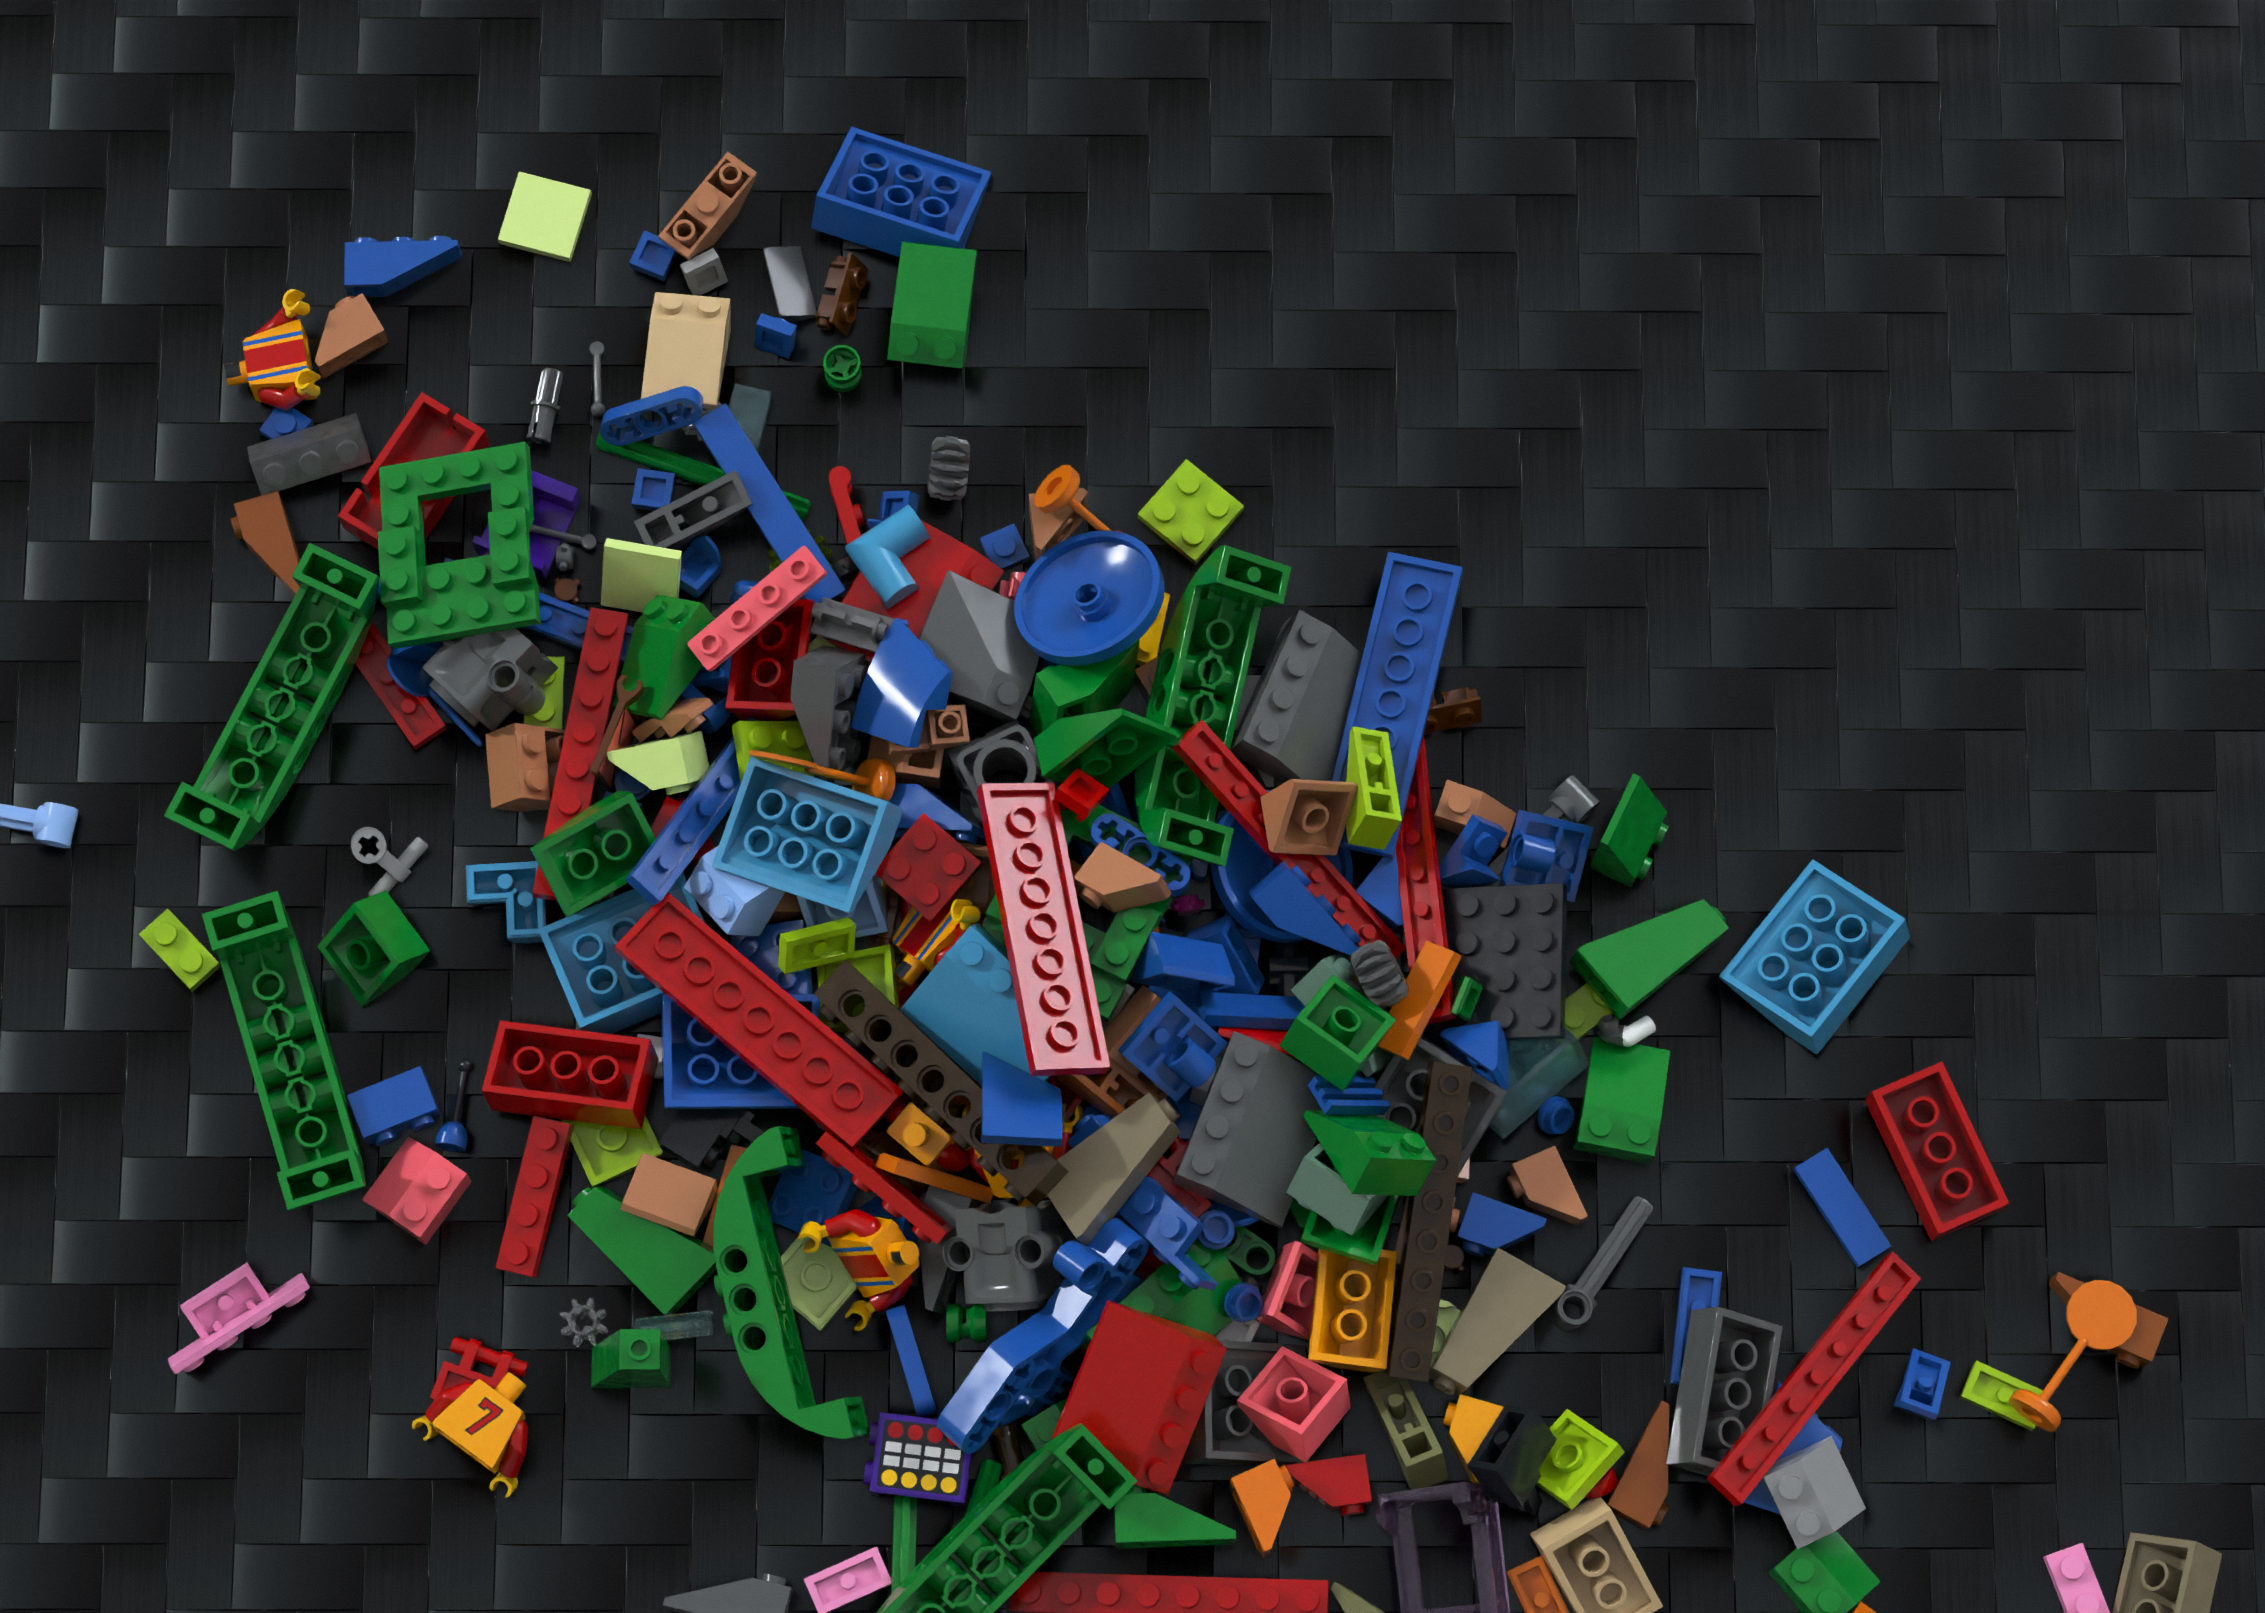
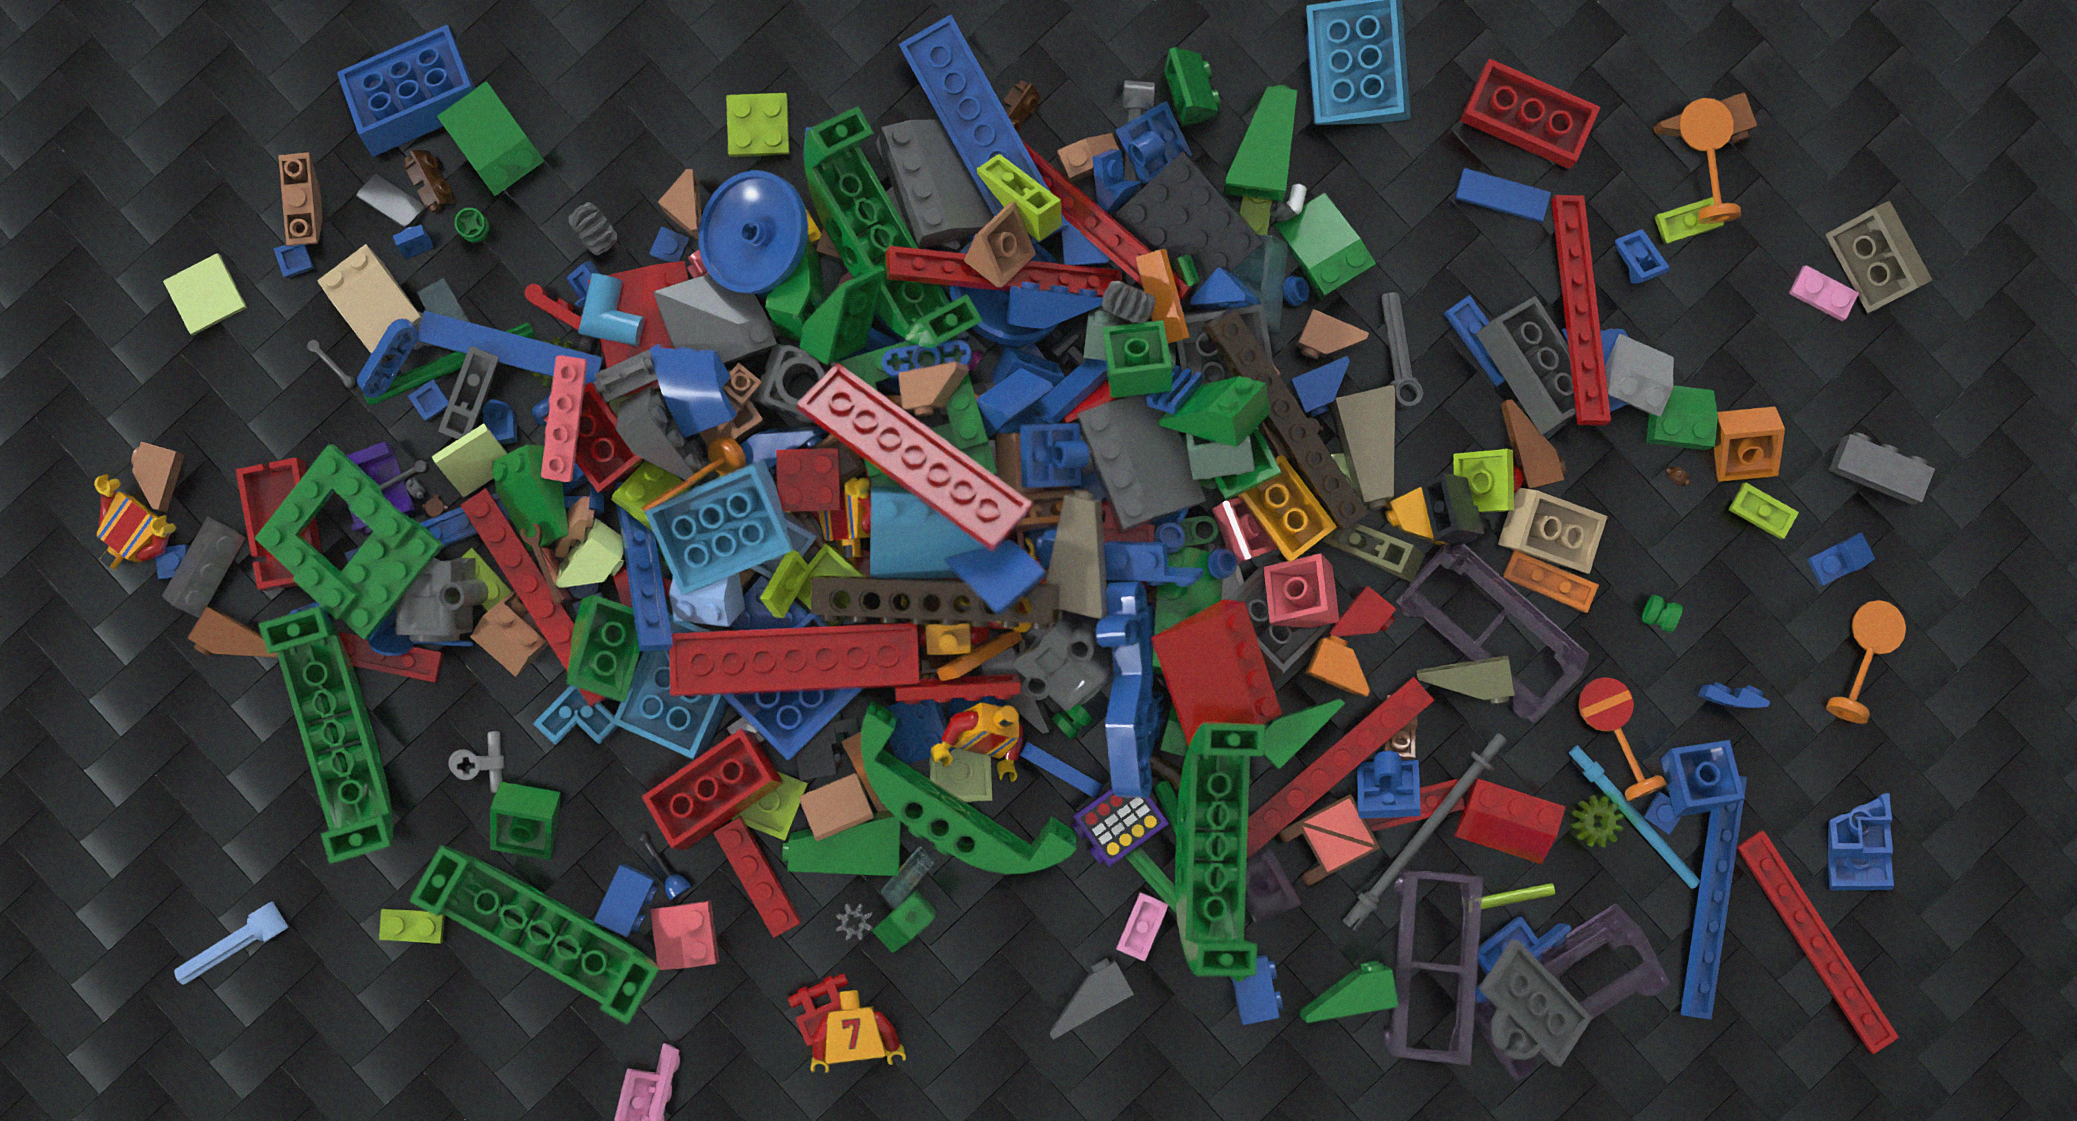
camera: 50 degrees left, 10 degrees up
(389, 266) = (142, 407): blue slope -> none
(545, 406) = (316, 408): dark grey axle -> none
(704, 272) = (334, 242): light grey plate -> none
(1059, 490) = (675, 184): orange piece -> none
(1080, 794) = (860, 355): red tile -> none

